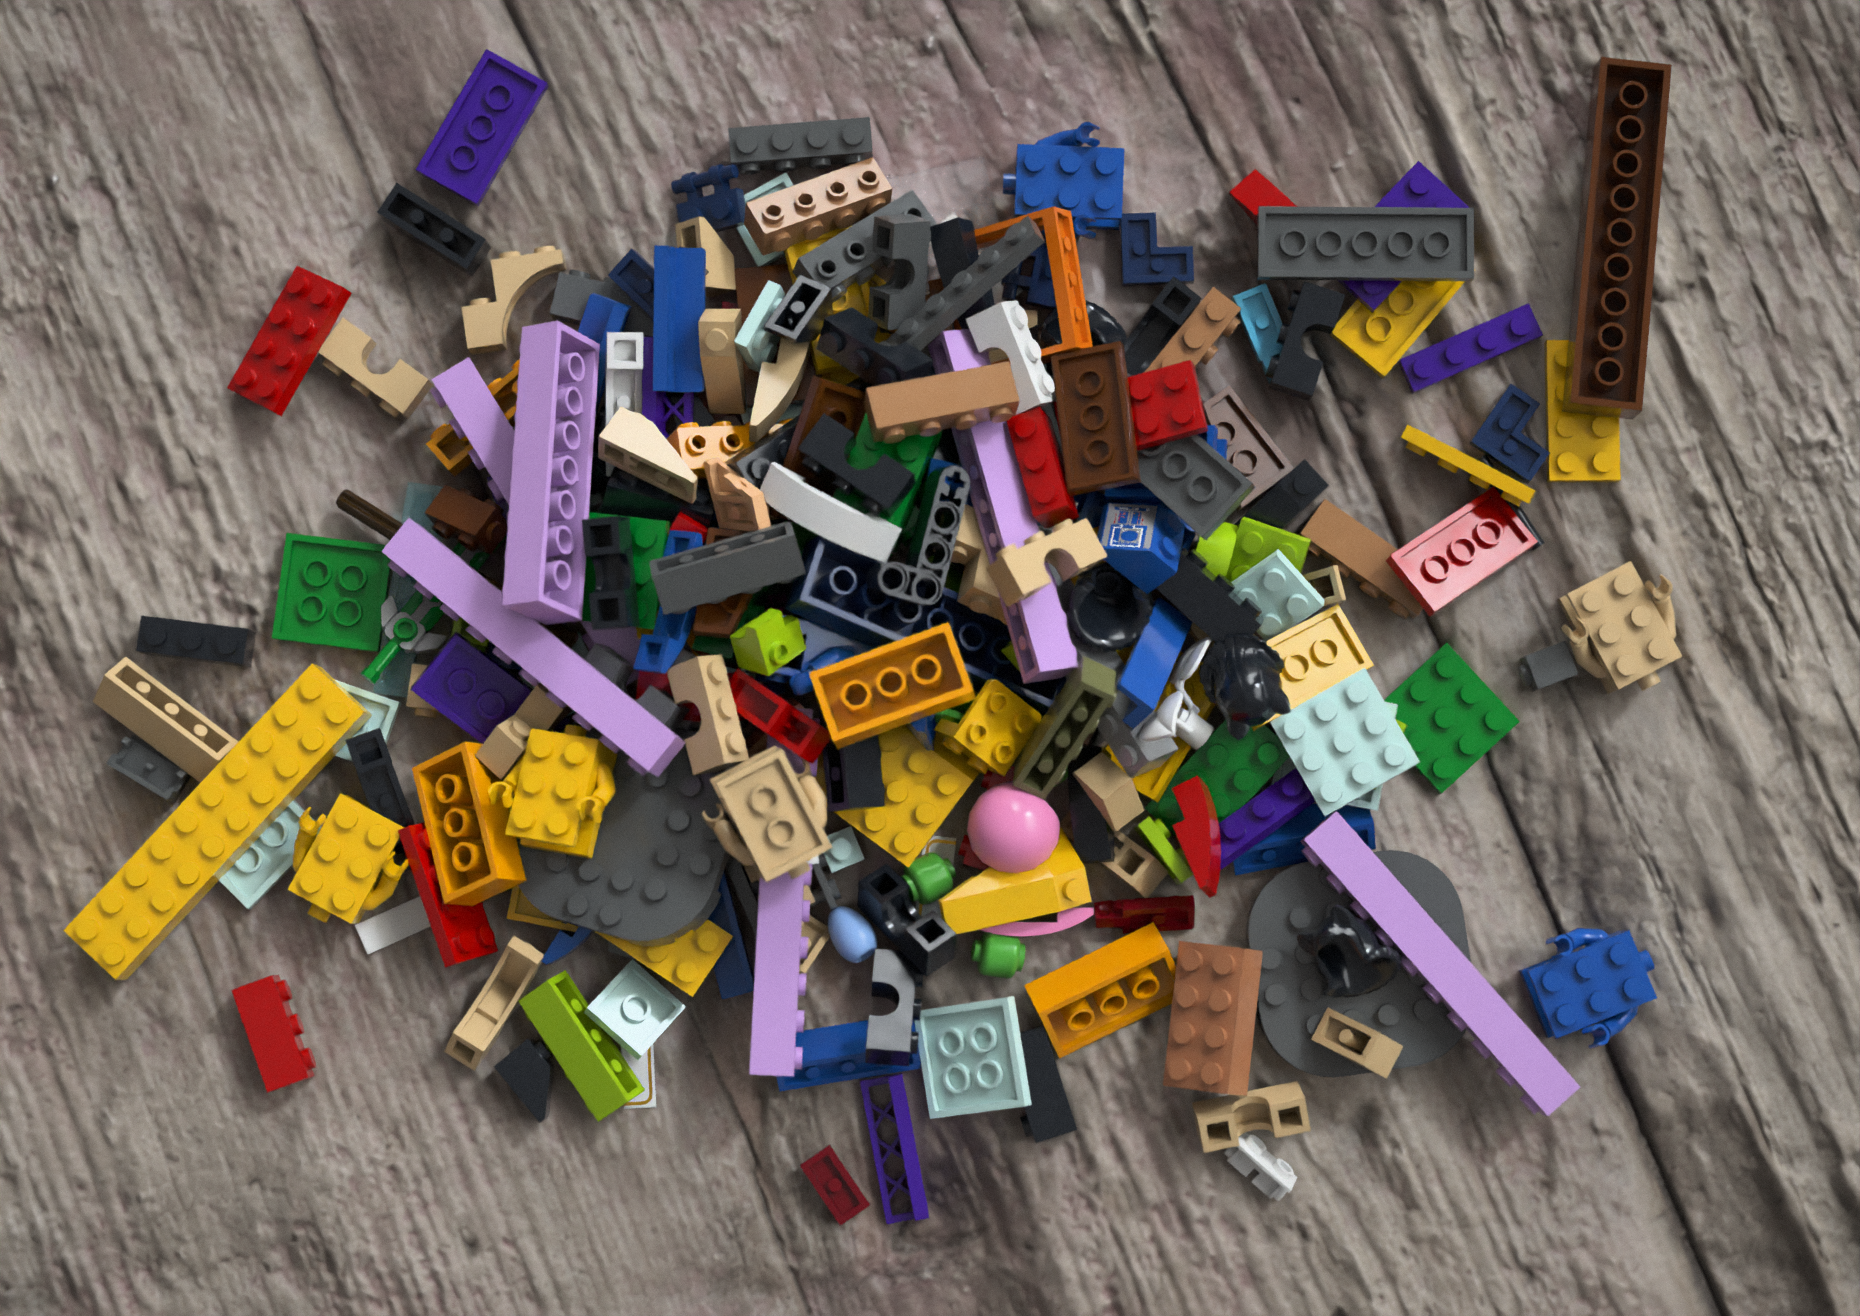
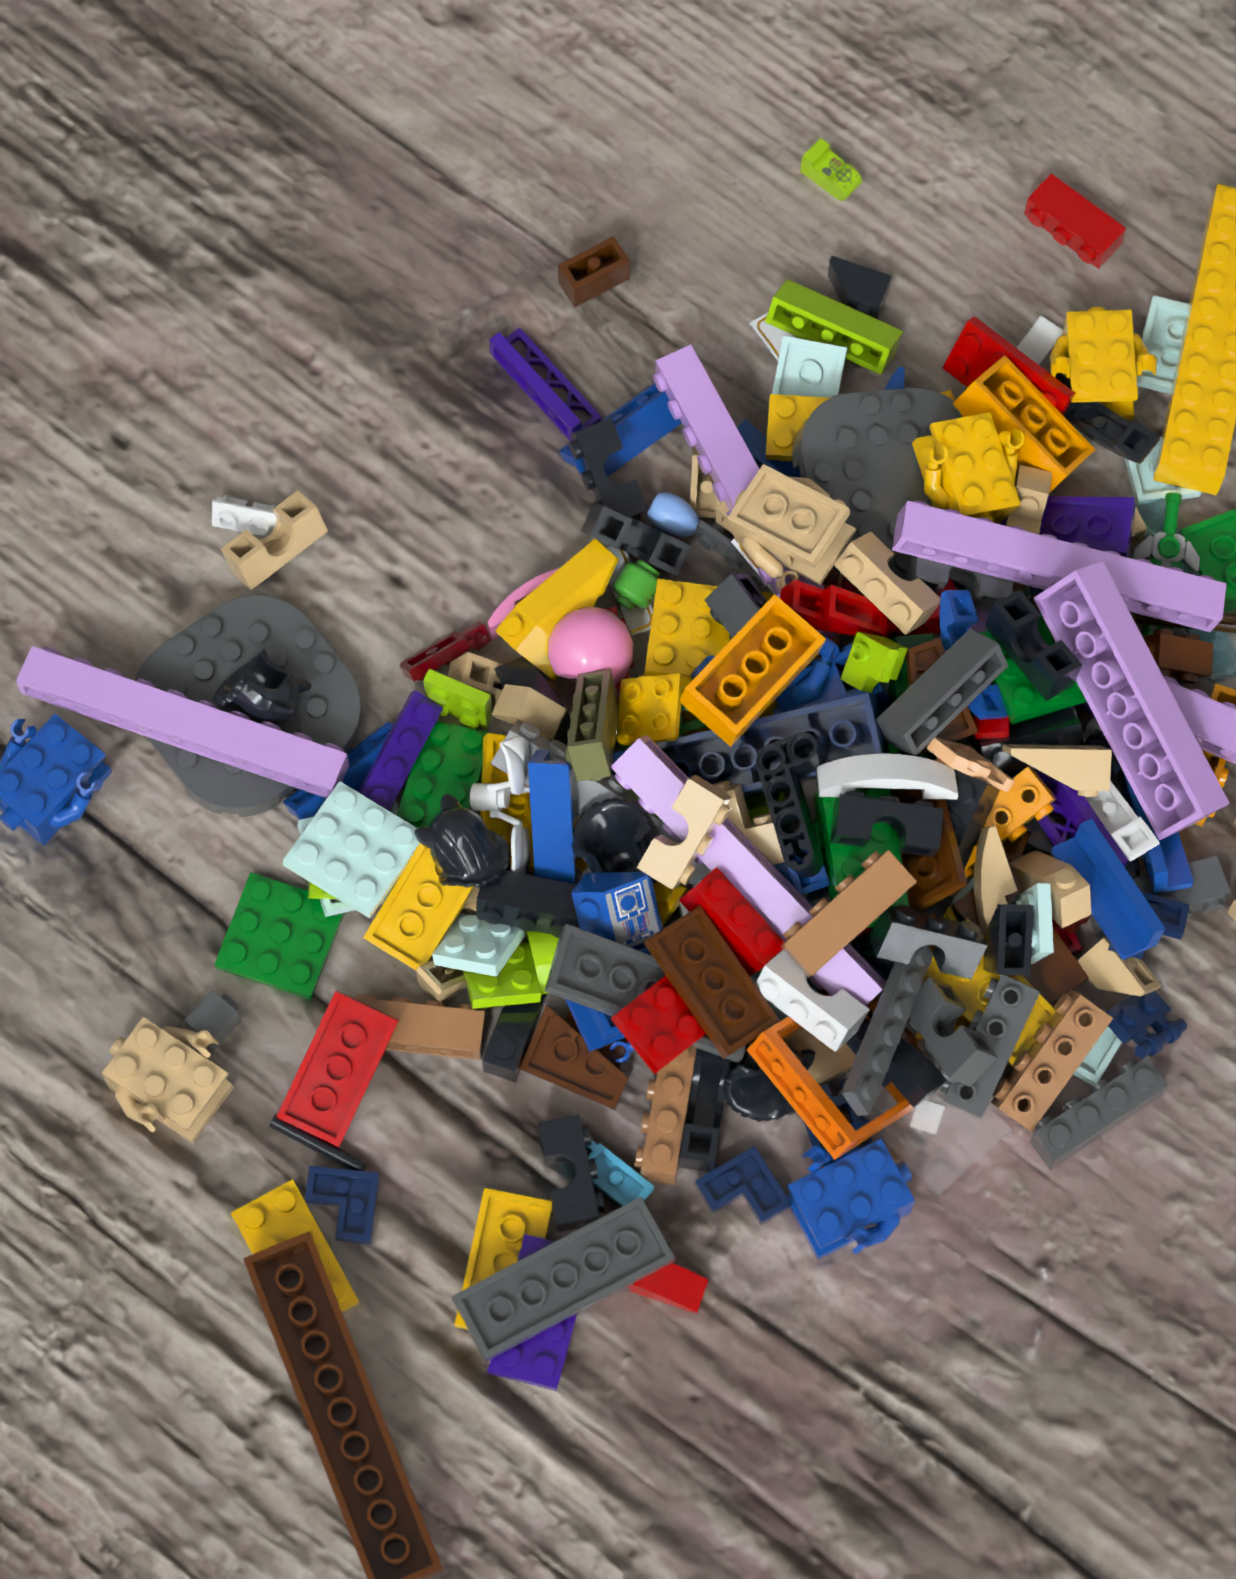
camera: 150 degrees right, 15 degrees down
(480, 1224) = (829, 171): none -> lime leg
(495, 1003) = (919, 319): tan arch -> none
(783, 1238) = (594, 271): none -> reddish brown brick
(835, 1185) = (576, 333): dark red plate -> none
(844, 850) = (716, 572): light aqua plate -> none
(972, 1058) = (522, 469): light aqua plate -> none
(998, 955) = (545, 556): bright green head -> none
(1050, 1109) = (459, 482): black brick -> none
(1104, 990) = (445, 579): light orange slope -> none
(1199, 833) = (434, 715): red slope -> none
(1212, 1018) = (346, 594): nougat brick -> none
(1357, 1042) = (217, 628): tan slope -> none
(1470, 348) = (421, 1259): dark purple plate -> none
(1480, 473) = (370, 1149): yellow plate -> none

